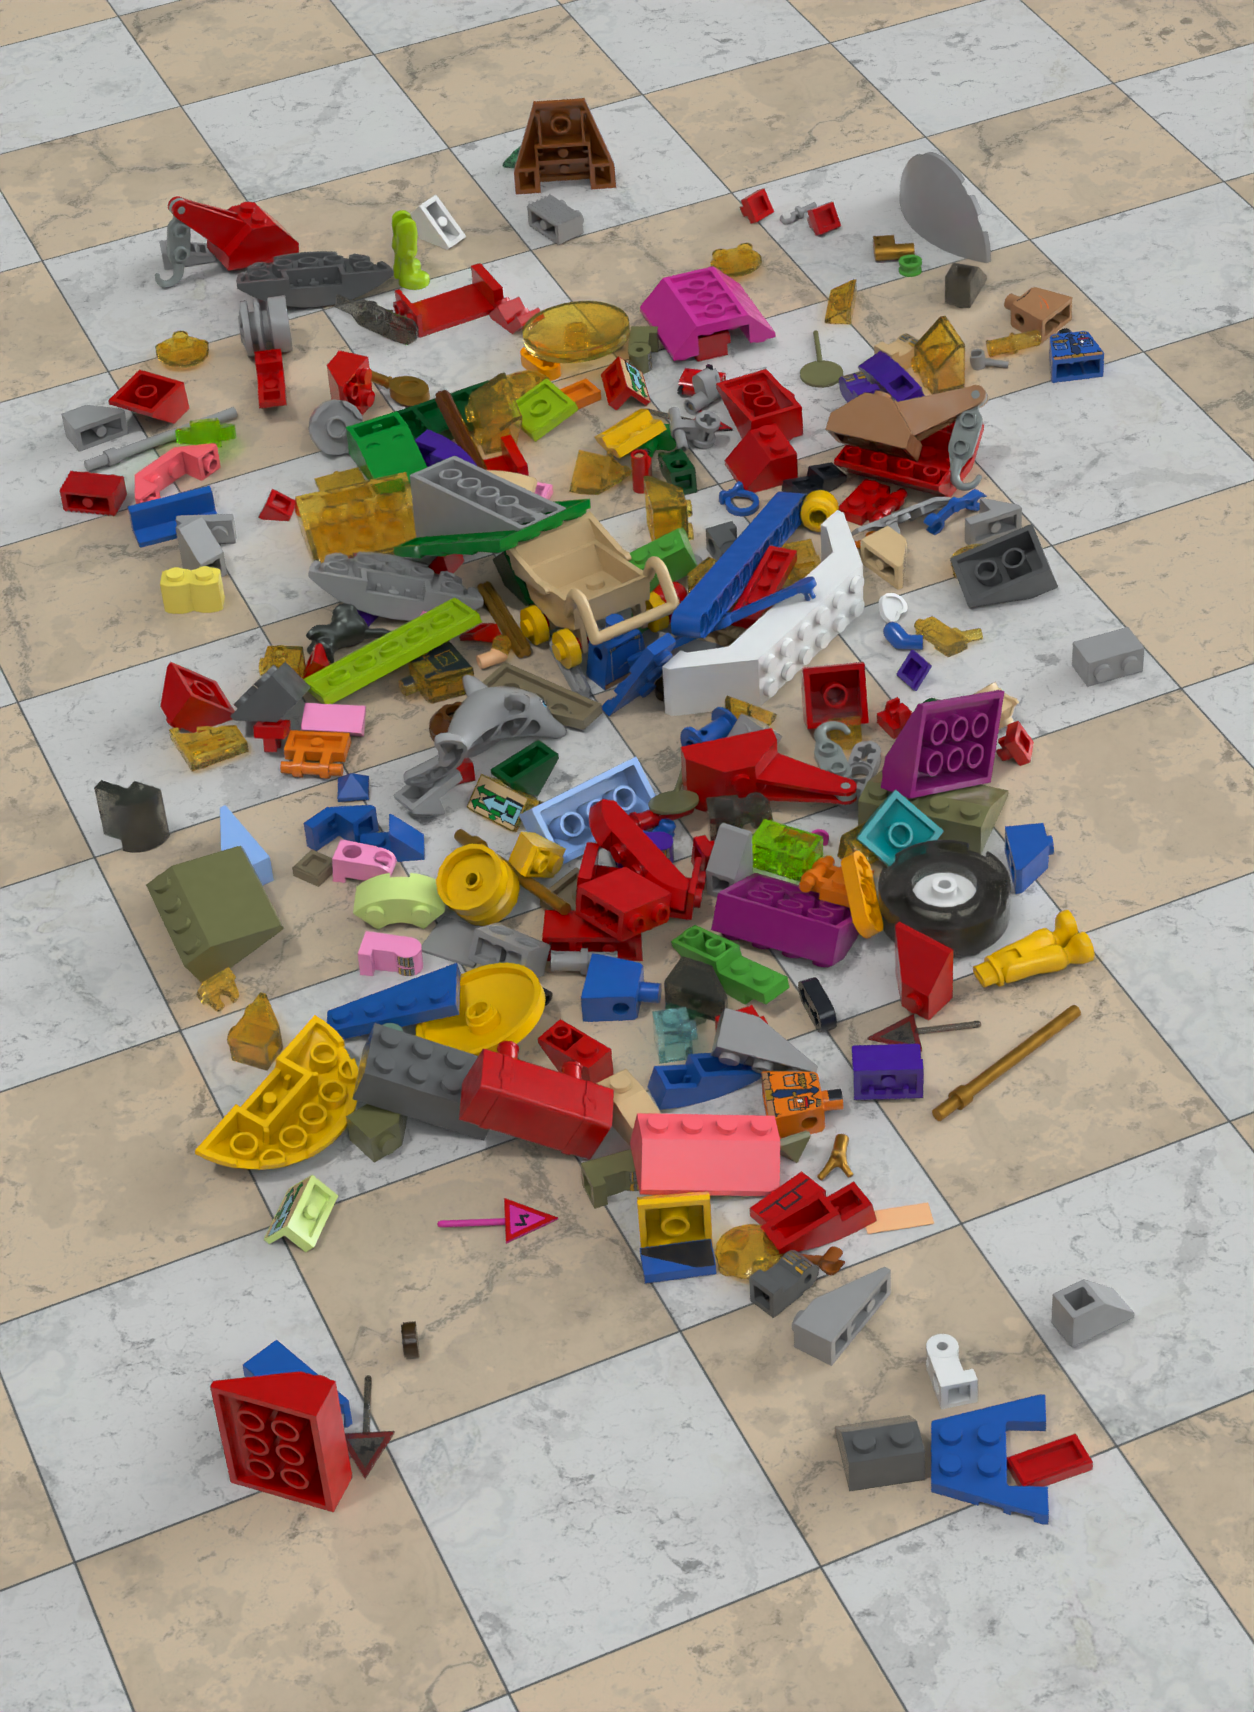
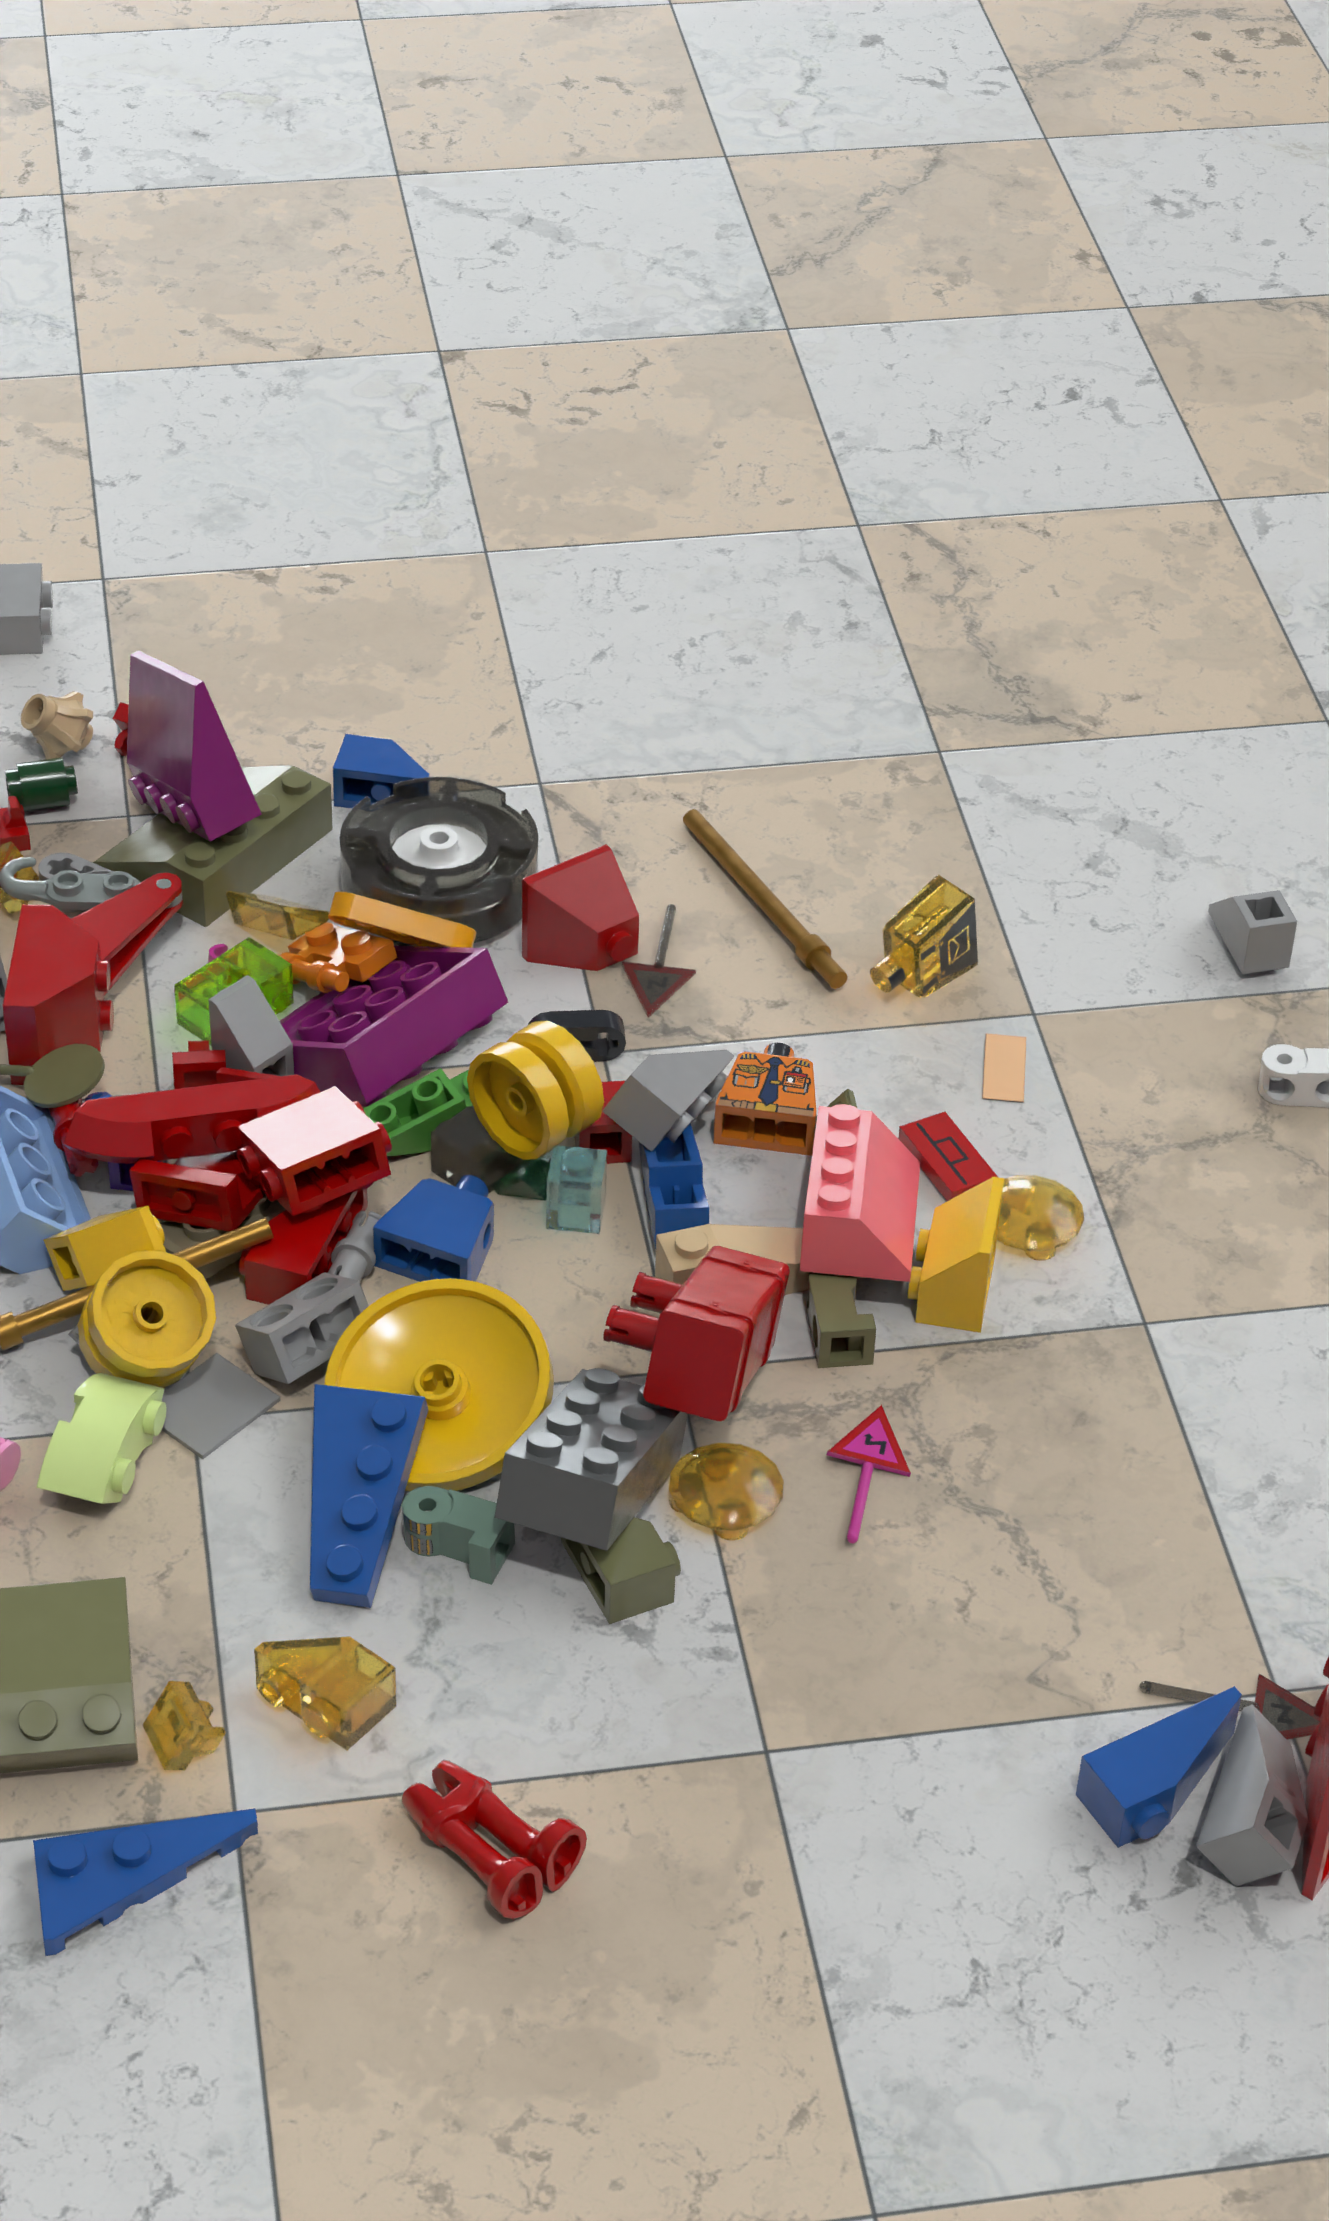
camera: 80 degrees left, 0 degrees up
(129, 995) = (112, 1869): none -> blue wing
(189, 1102) = (467, 1802): none -> red piece
(294, 1109) = (534, 1667): yellow brick -> none
(302, 1213) = (772, 1707): yellowish green panel -> none
(390, 954) = (212, 1481): bright pink leg -> none
(410, 1340) = (1101, 1607): dark brown tile -> none
(461, 1161) = (726, 1488): none -> clear yellow dish
(567, 1043) = (580, 1292): red slope -> none
(678, 1261) = (1020, 1291): tile -> none
(698, 973) = (535, 1089): none -> yellow wheel
(737, 811) = (133, 1024): clear smoke brick -> none
(782, 1282) = (1106, 1188): dark grey leg -> none
(820, 1220) = (1005, 1124): red slope -> none
(829, 1262) = (1072, 1138): dark orange hand -> none
(837, 1157) = (878, 1089): pearl gold bar -> none
(839, 1316) = (1192, 1149): light grey slope -> none
(887, 1071) = (740, 1003): dark purple bracket -> none
(895, 827) = (284, 863): teal slope -> none
(978, 1142) = (929, 940): none -> clear yellow torso
(1037, 953) = (579, 816): yellow piece -> none

